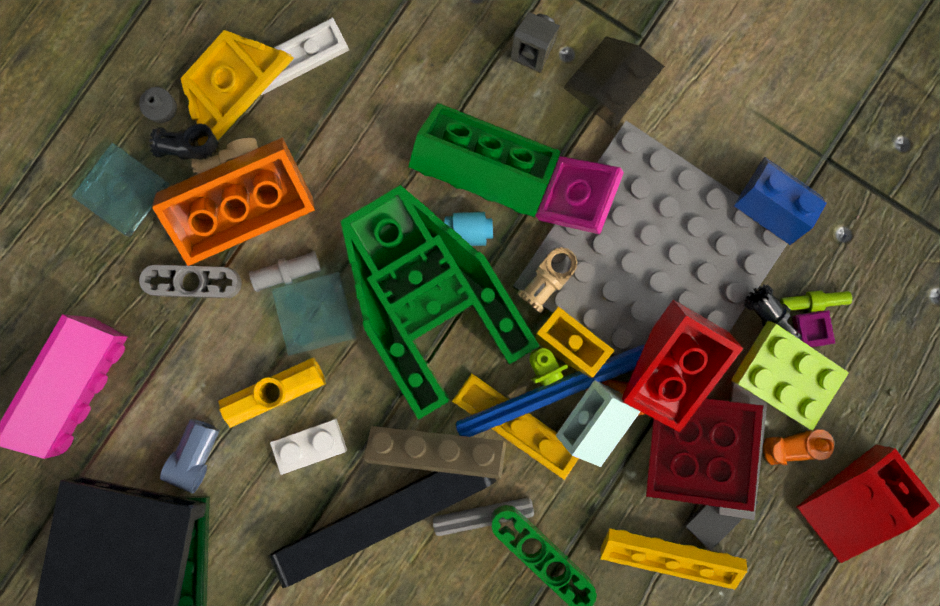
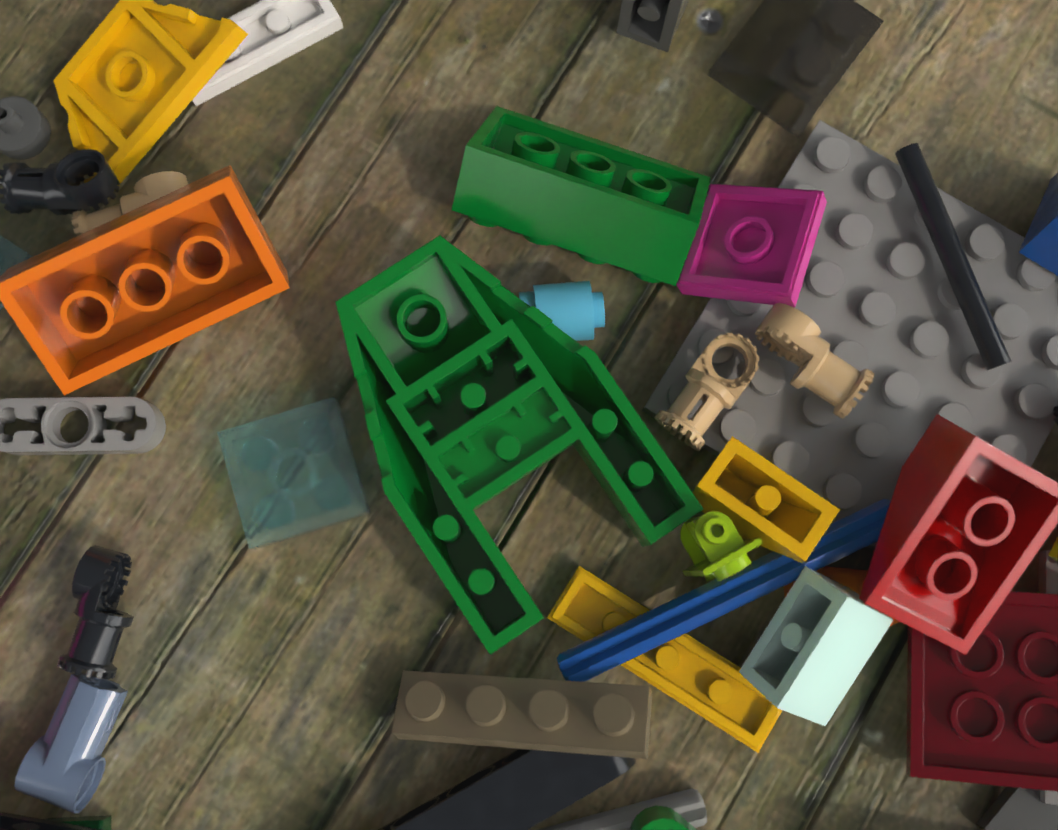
camera: 10 degrees left, 5 degrees down
(205, 393) = (98, 588): none -> black connector
(253, 399) = (189, 633): yellow piece -> none
(284, 271) = (240, 400): light grey pin -> none
(308, 446) = (290, 714): white plate -> none
(612, 270) = (819, 370): none -> tan connector
(694, 206) = (952, 257): none -> black bar

